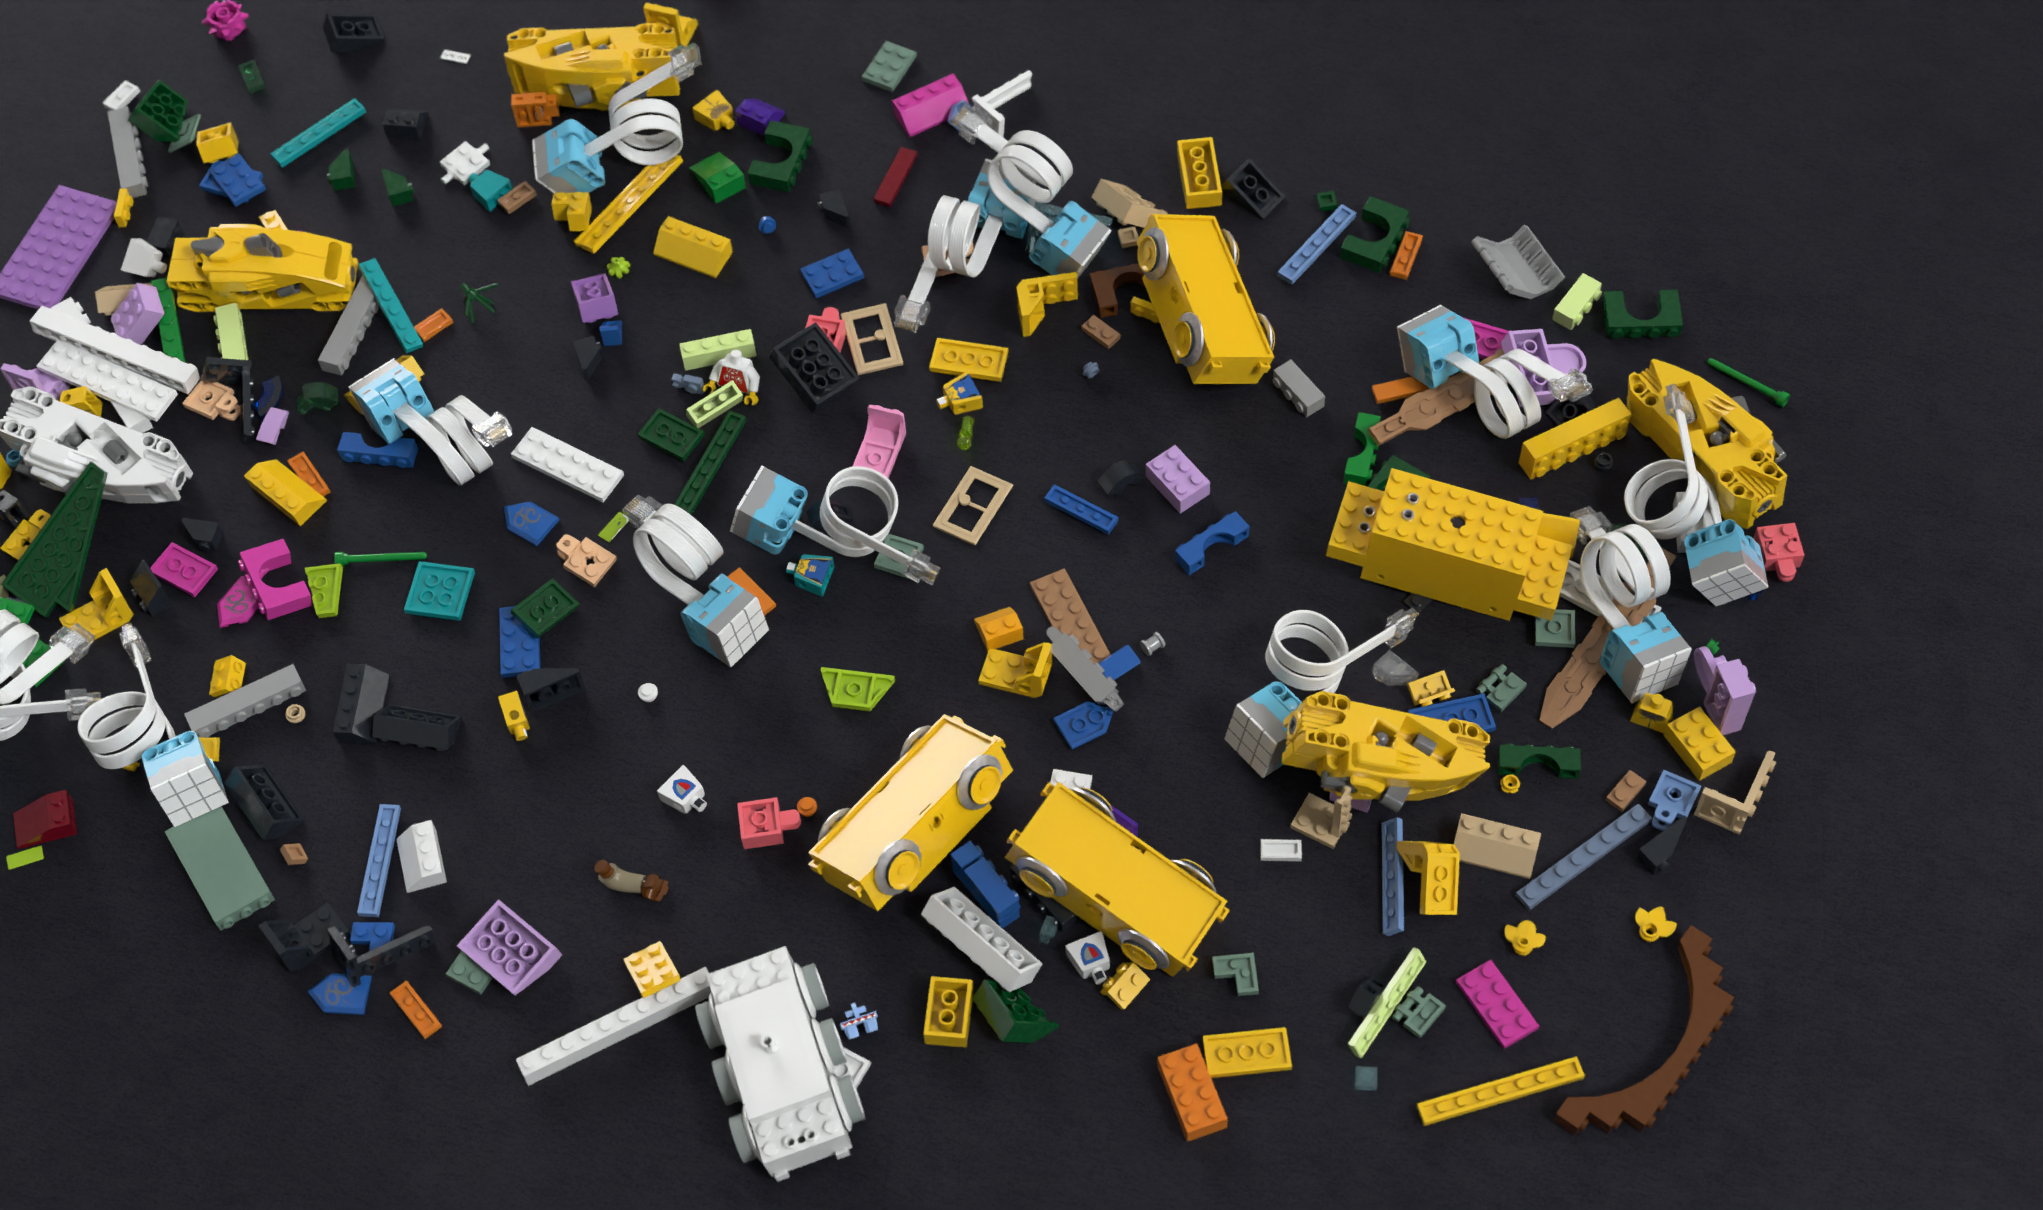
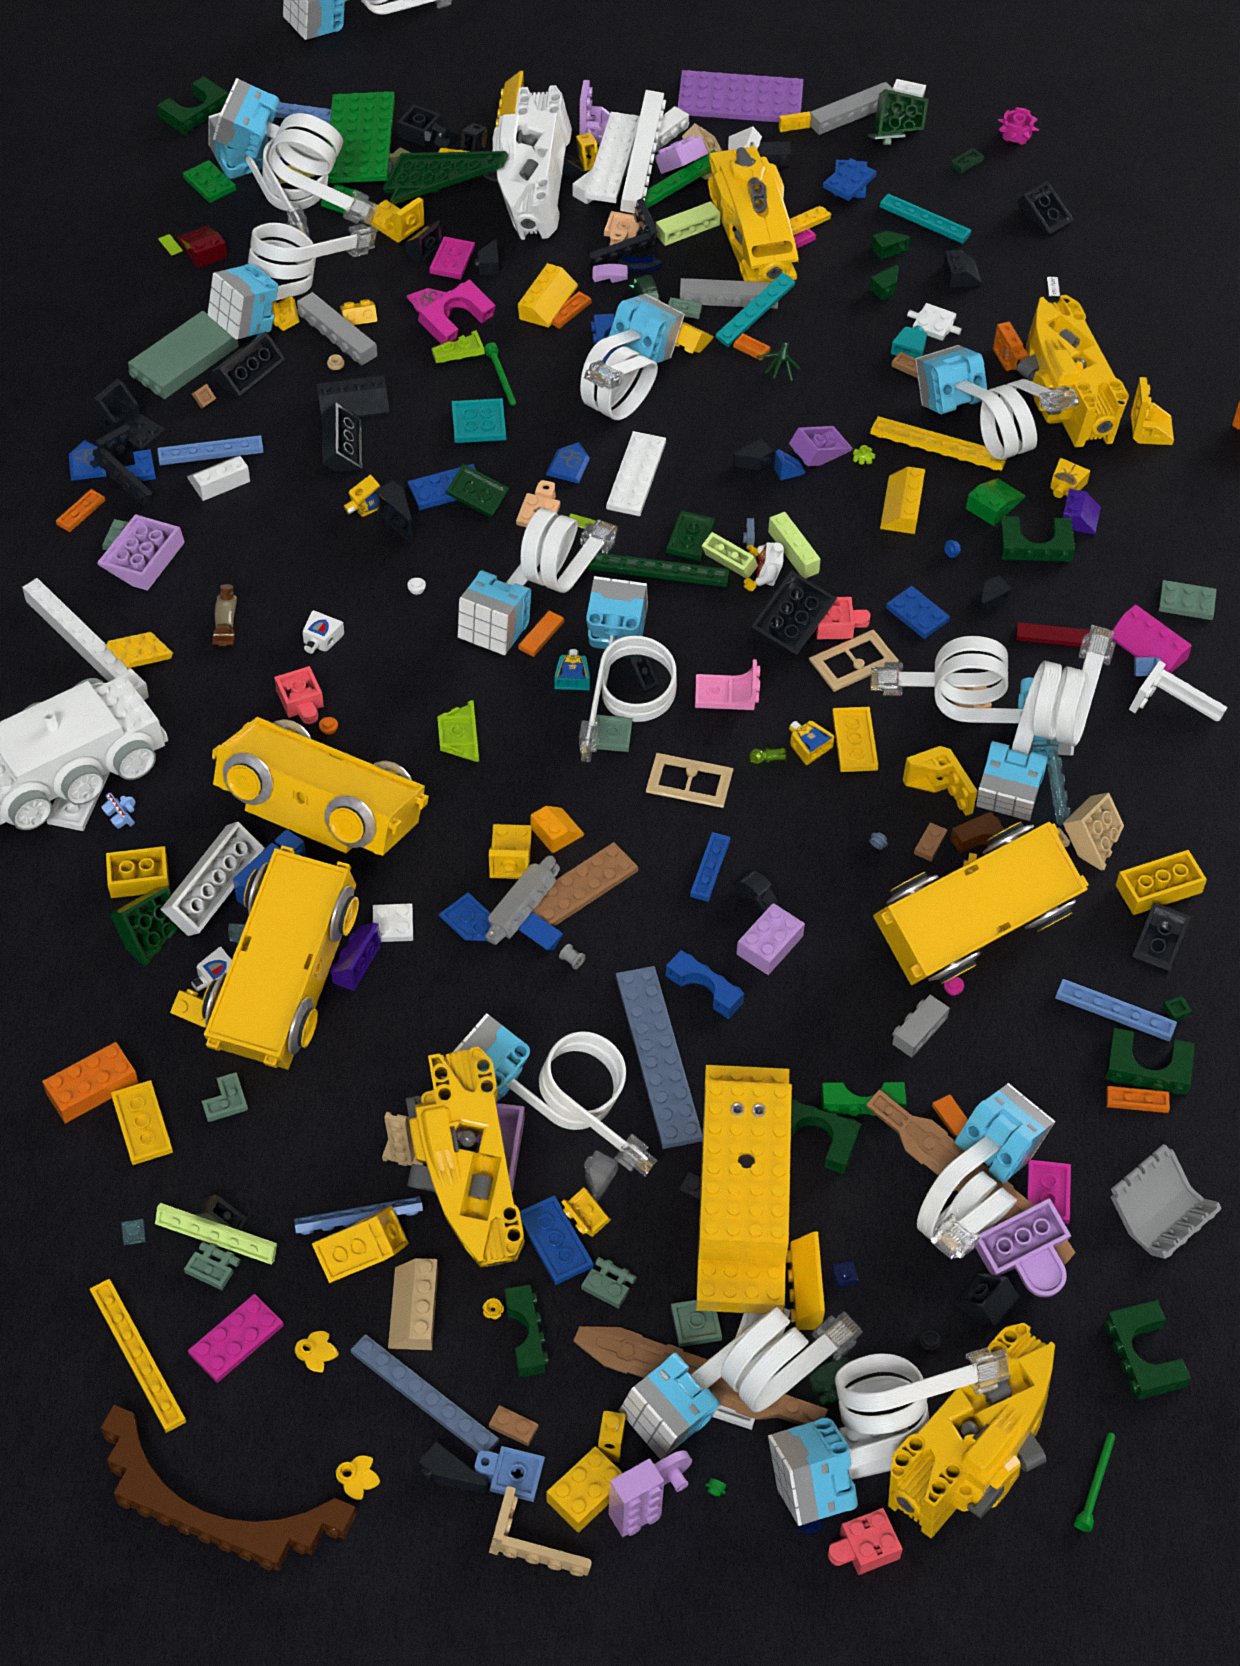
camera: 70 degrees right, 5 degrees down
(217, 143) = (881, 155): yellow brick -> none
(355, 369) = (689, 308): none -> sand green plate
(574, 208) = (908, 405): yellow brick -> none
(1275, 598) = (659, 1058): none -> sand blue plate
(1280, 850) = (369, 1113): white tile -> none
(1574, 438) = (941, 1297): yellow brick -> none
(1577, 301) = (1138, 1278): yellowish green brick -> none

